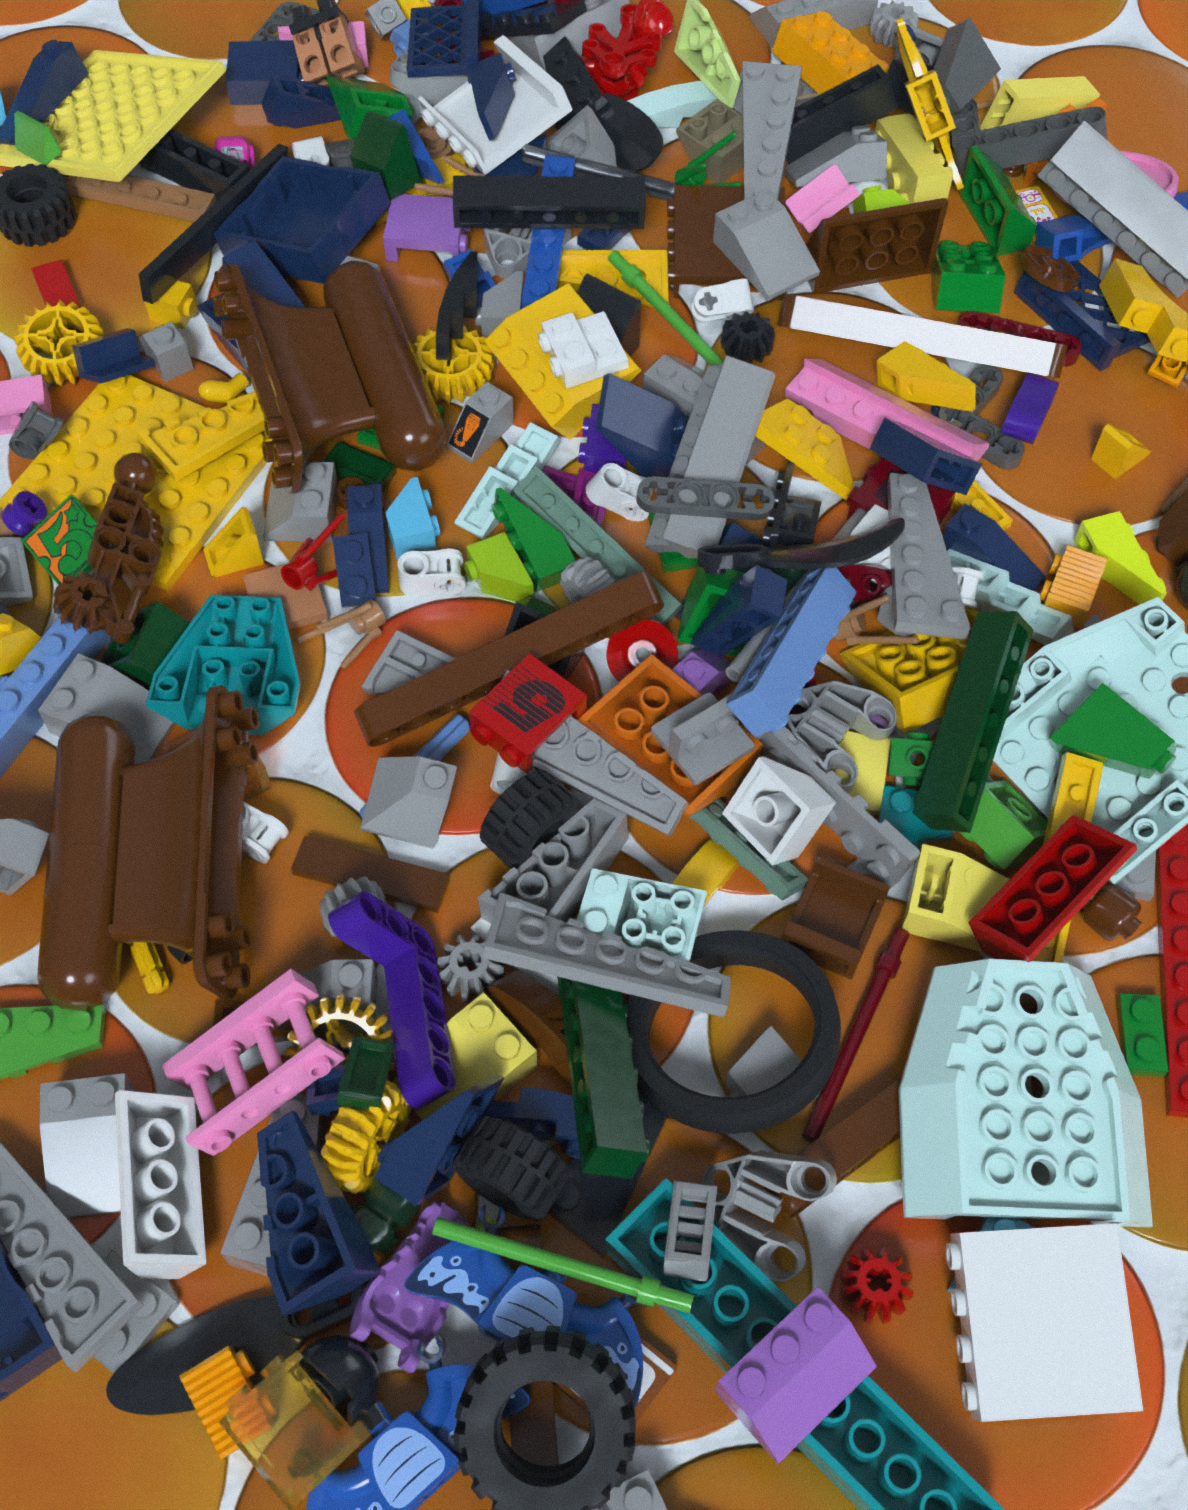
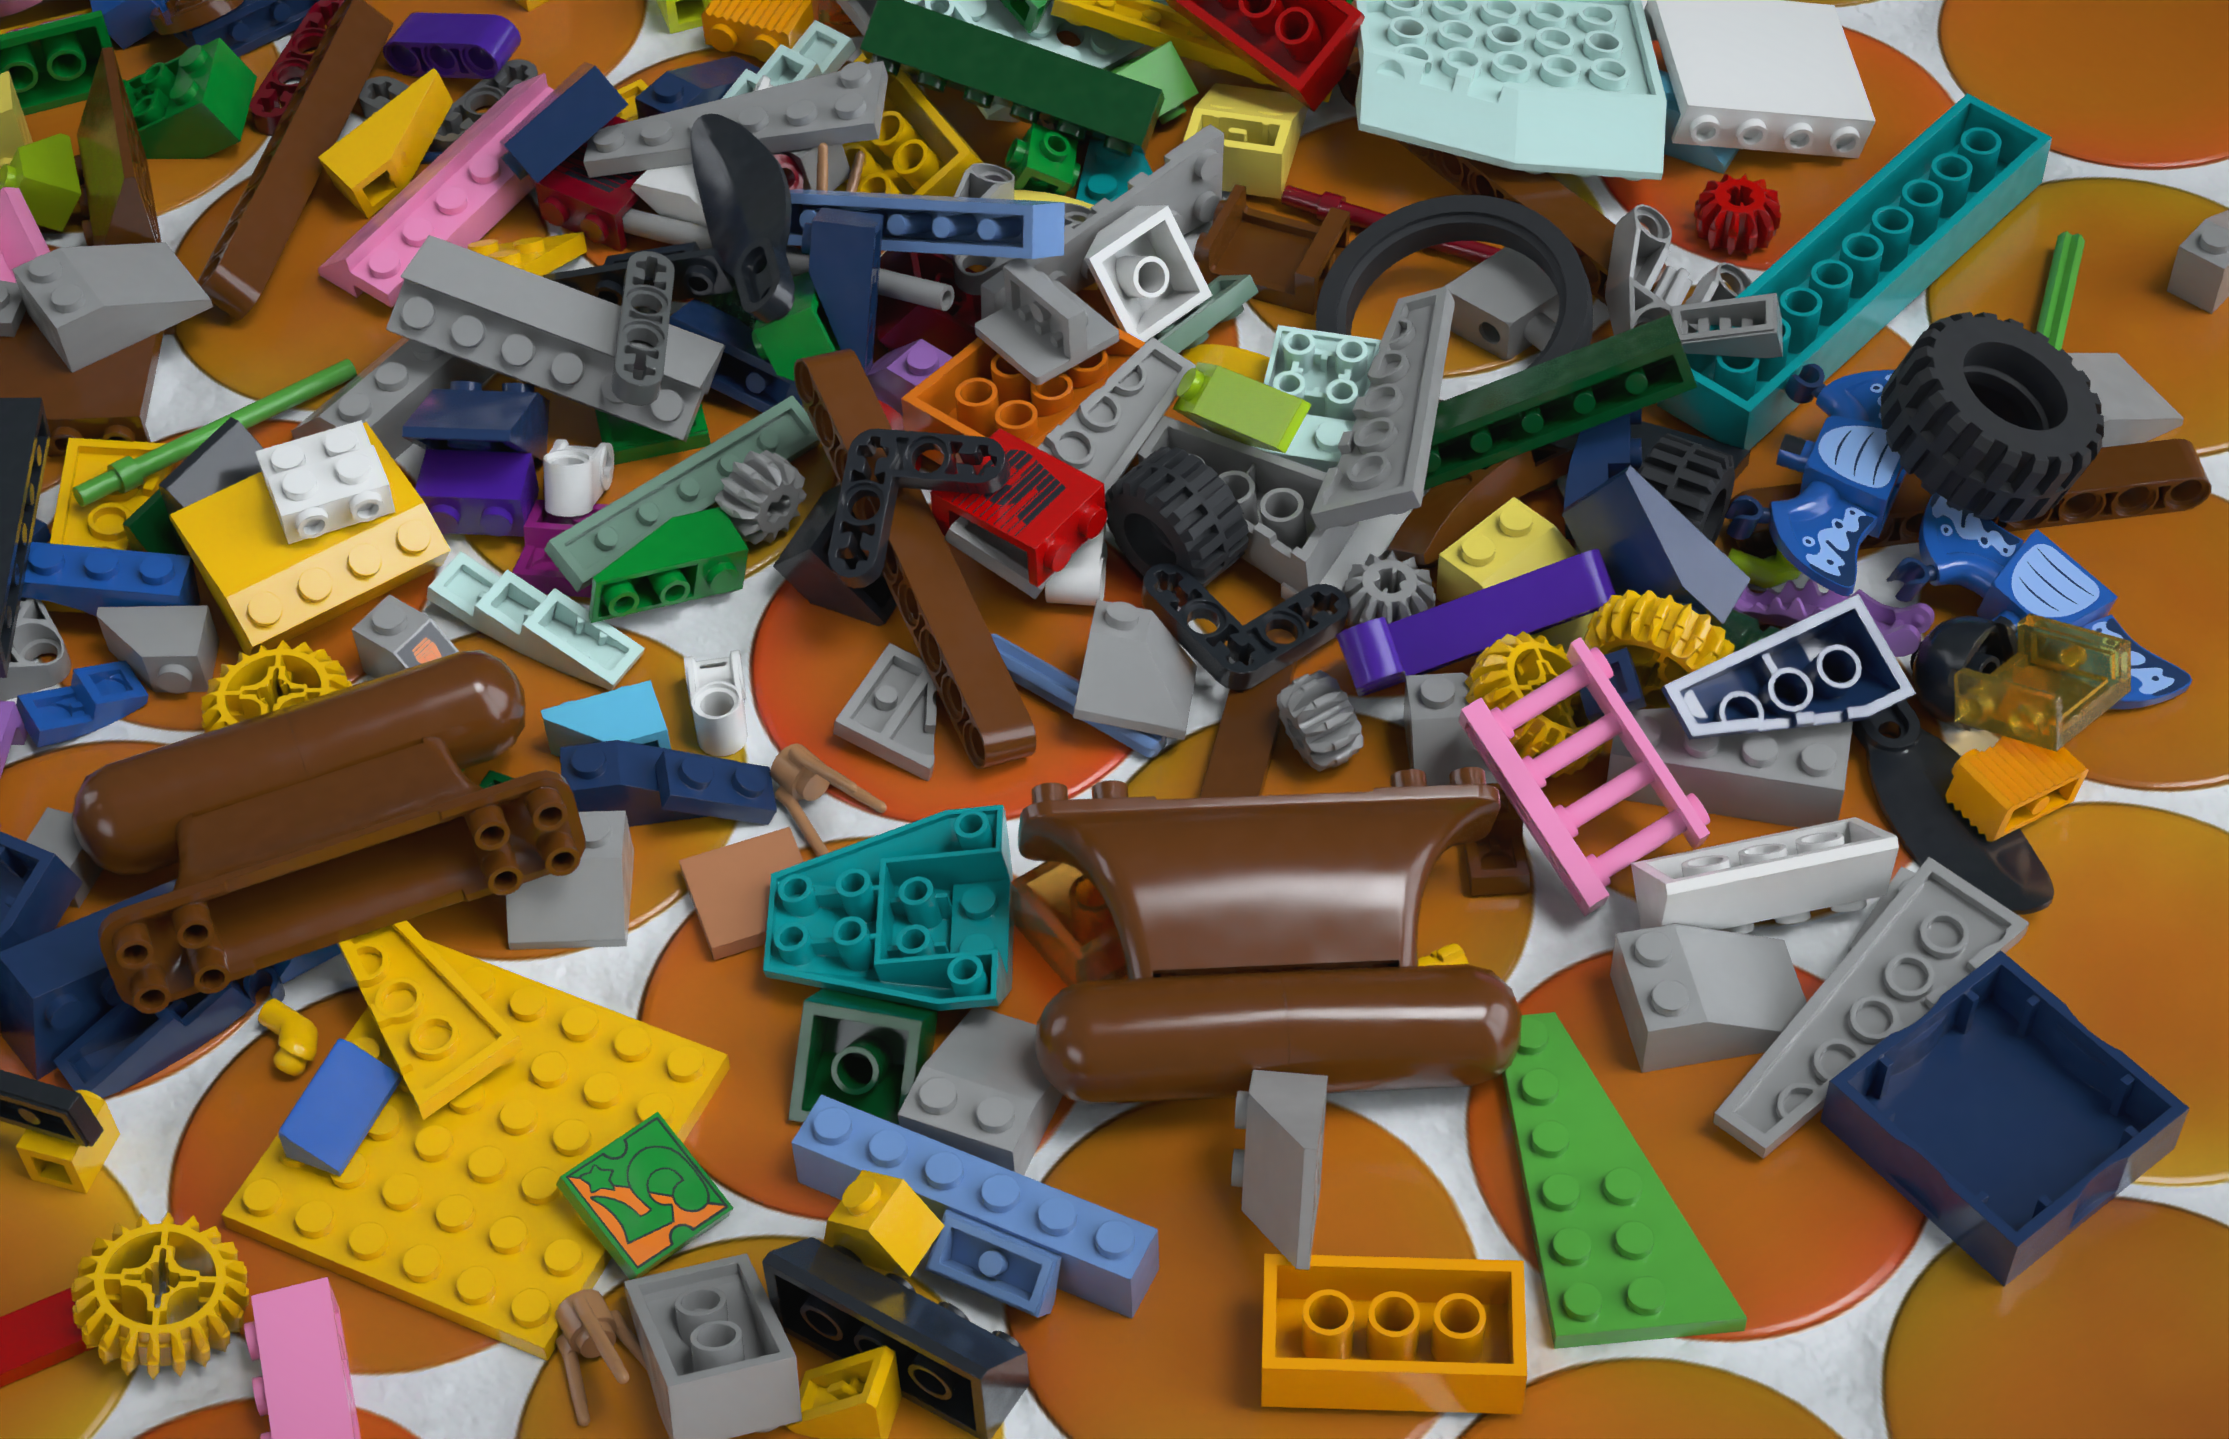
camera: 90 degrees left, 10 degrees down
(24, 513) = (587, 1261): dark purple wheel -> none
(34, 432) = (384, 1290): dark grey piece -> none
(110, 357) = (227, 1193): dark blue panel -> none
(122, 547) = (690, 1078): reddish brown arm -> none
(151, 401) = (338, 1108): none -> blue slope
(167, 350) = (180, 1135): light grey slope -> none
(234, 546) = (654, 957): yellow slope -> none
(302, 566) = (717, 843): red plant -> none
(365, 1073) = (1598, 621): dark green tile -> none
(432, 870) = (1244, 641): none -> black beam
(457, 304) = (195, 672): black slope -> none
(498, 569) = (715, 610): lime slope -> none
(546, 621) = (899, 472): none -> black beam
(610, 852) = (1240, 407): none -> lime slope
(646, 1289) = (1811, 358): bright green bar -> none
(726, 300) = (193, 371): white piece -> none
(747, 337) = (270, 345): black gear -> none
(796, 1375) = (1867, 239): medium lavender slope -> none

